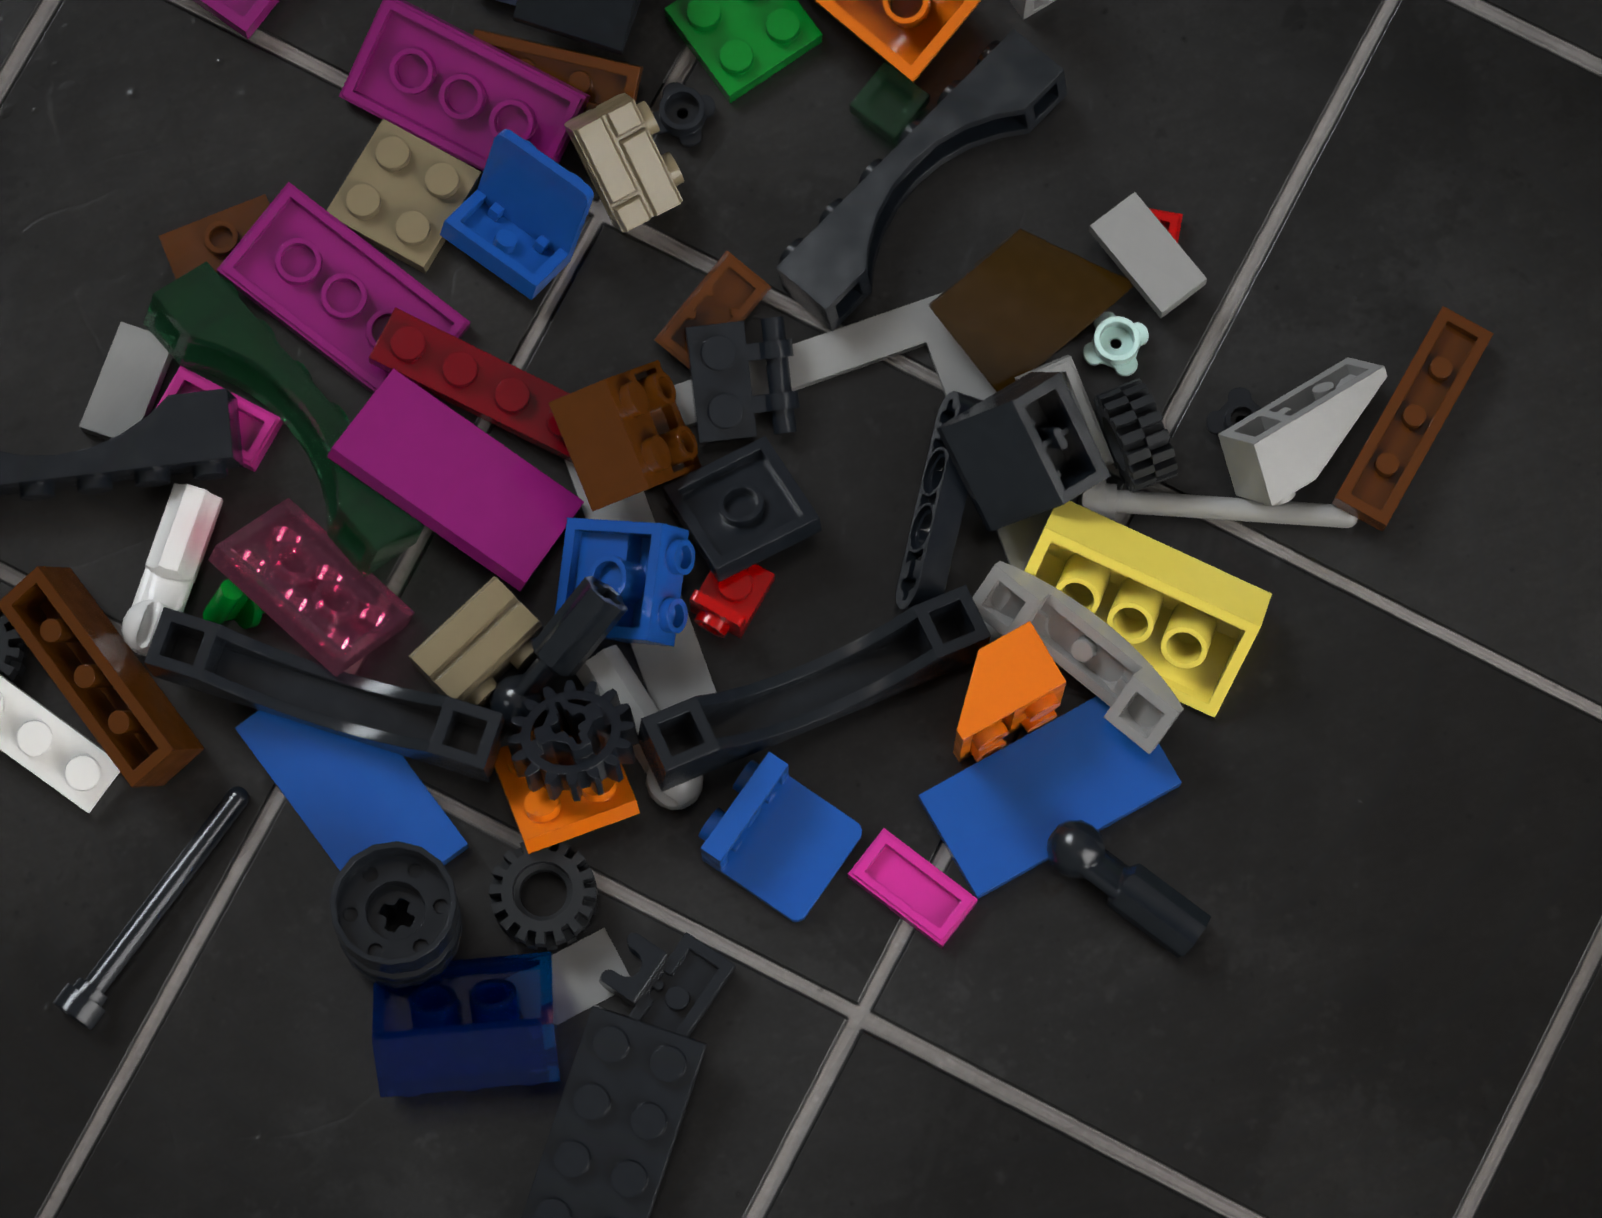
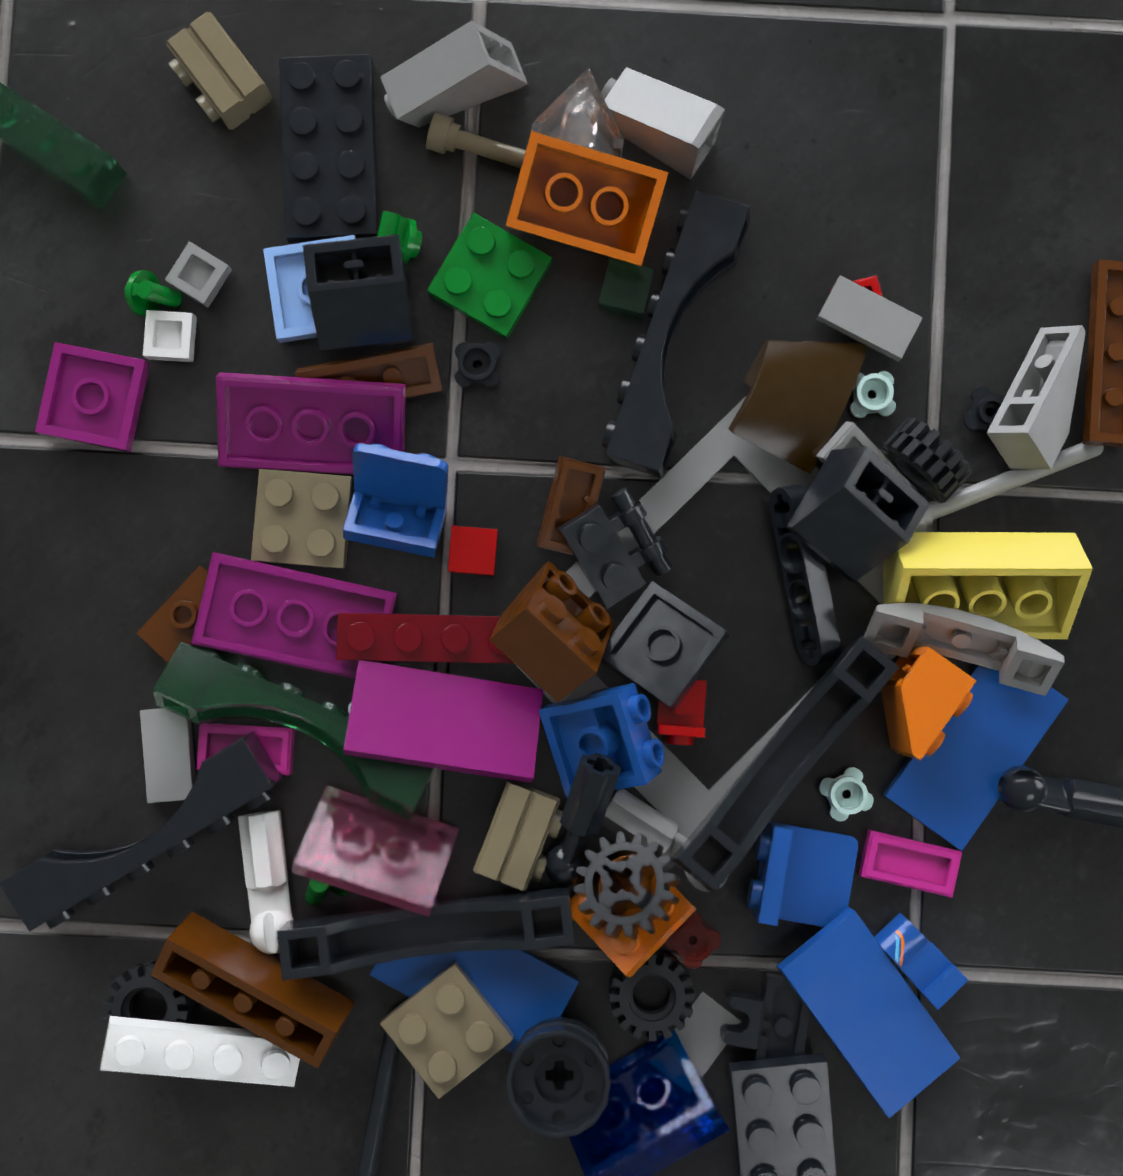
camera: 25 degrees left, 10 degrees up
(292, 823) = (447, 1029): none -> dark tan plate
(579, 315) = (473, 550): none -> red tile
(625, 162) = (456, 423): dark tan brick -> none
(627, 843) = (694, 953): none -> clear red plate
(782, 1025) = (868, 1012): none -> blue tile
(863, 763) = (859, 795): none -> light aqua plate
(869, 994) = (920, 961): none -> blue leg

